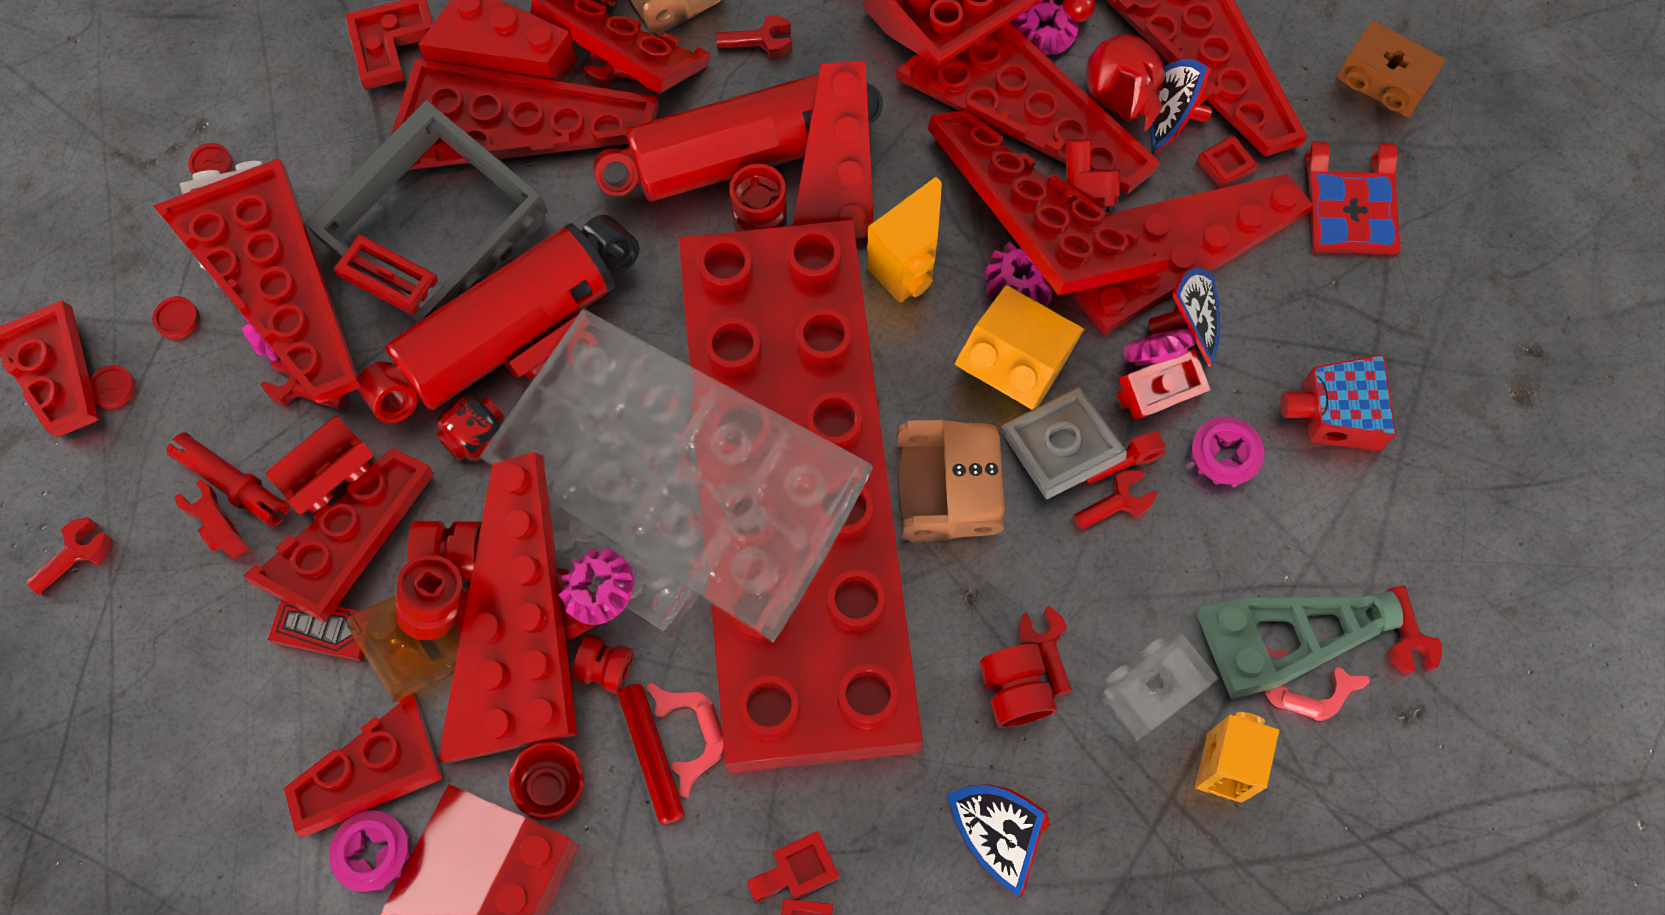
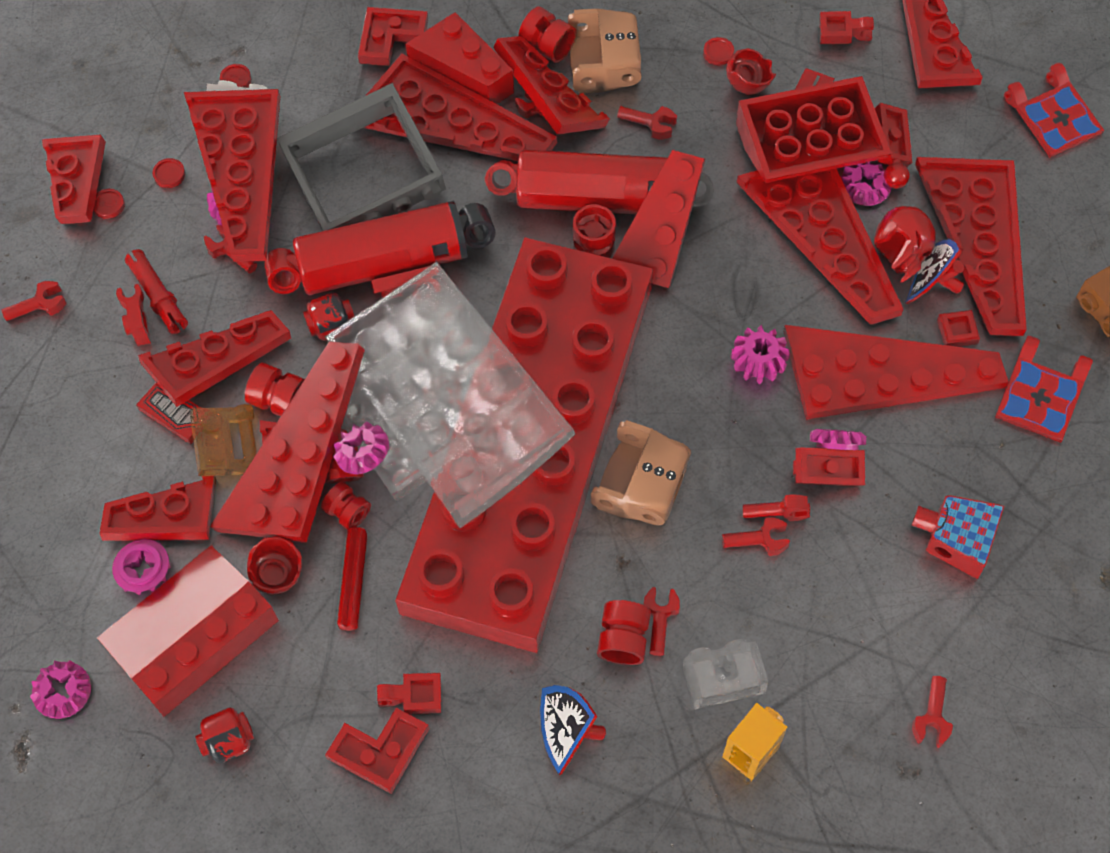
camera: 25 degrees right, 5 degrees down
(319, 466) = (218, 302): red bracket -> none
(407, 304) = (330, 211): red tile -> none
(428, 597) = (248, 413): red wheel -> none
(710, 728) = (401, 561): coral helmet -> none
(905, 243) = (687, 298): light orange slope -> none
(1019, 347) = (733, 401): light orange slope -> none
(1044, 215) = (796, 319): red wing -> none
(1063, 442) = (737, 480): light grey plate -> none
(1098, 185) = (840, 306): red piece -> none
(1197, 308) = (881, 422): shield -> none
(1227, 433) = (865, 521): dark pink gear -> none
(1244, 657) = (799, 670): sand green plate -> none
(1317, 709) = (829, 731): coral helmet -> none

